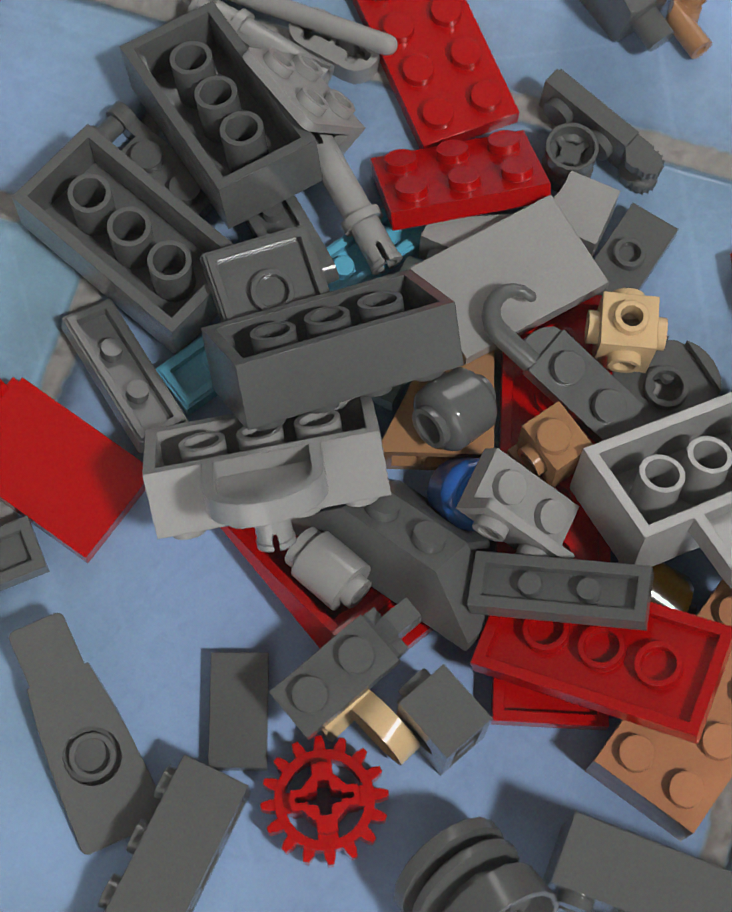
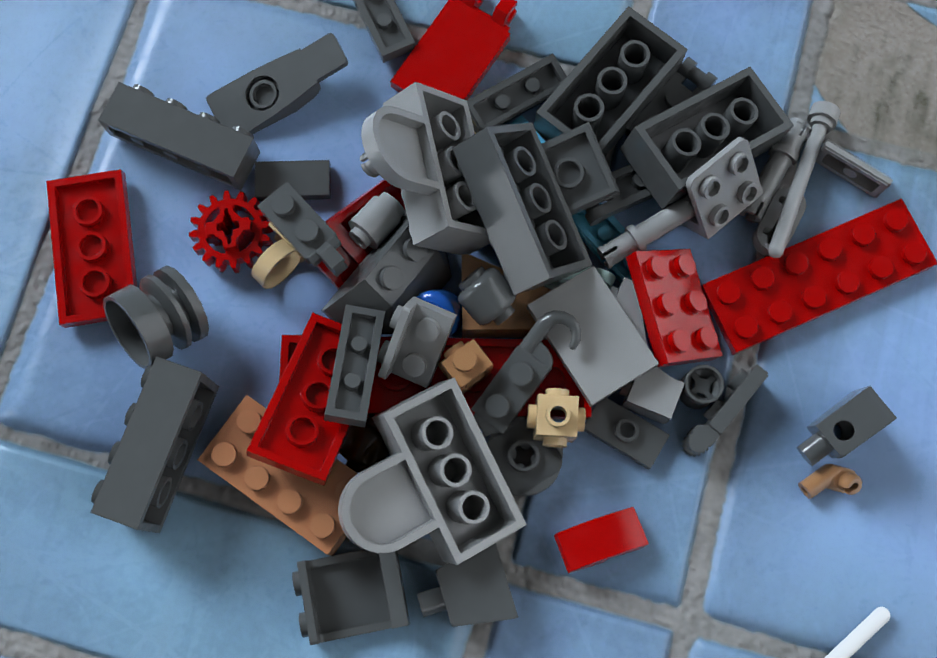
camera: 90 degrees right, 5 degrees up
(442, 716) = (277, 295): dark grey brick -> none

